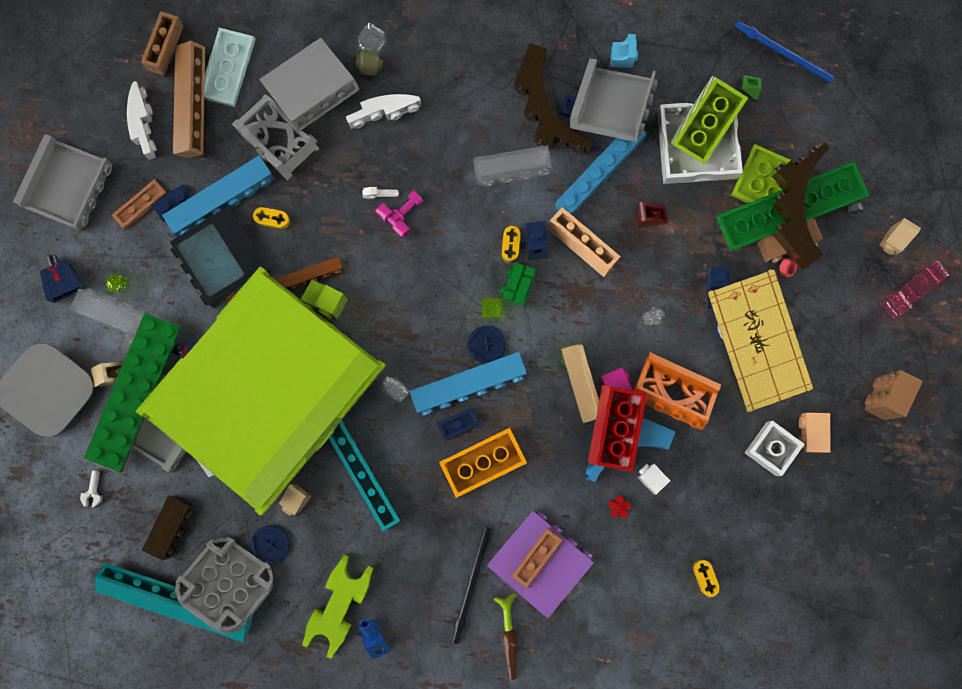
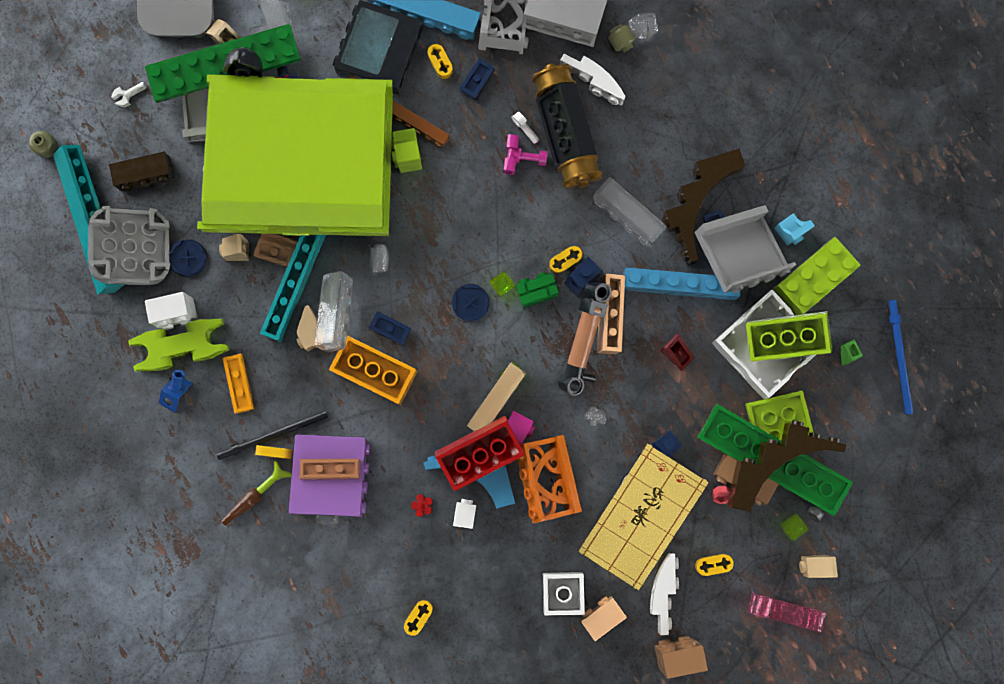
camera: 50 degrees right, 0 degrees up
(79, 593) = (43, 144): none -> olive head
(150, 373) = (243, 63): none -> black cylinder
(305, 590) = (171, 310): none -> white brick
(309, 200) = (477, 79): none -> dark blue plate
(321, 466) = (275, 249): none -> medium nougat plate
(406, 160) = (566, 126): none -> black brick
(407, 581) = (238, 383): none -> light orange tile
(410, 490) = (307, 329): none -> tan slope
(411, 457) = (334, 311): none -> clear brick
(467, 383) = (428, 311): dark azure brick -> none
(486, 593) = (274, 452): none -> yellow beam
(571, 252) = (591, 310): none -> piece
(675, 64) = (816, 277): none -> lime brick
(825, 364) = (664, 584): none -> white slope
(841, 317) = (713, 560): none -> yellow beam
(853, 232) = (794, 527): none -> clear neon green plate

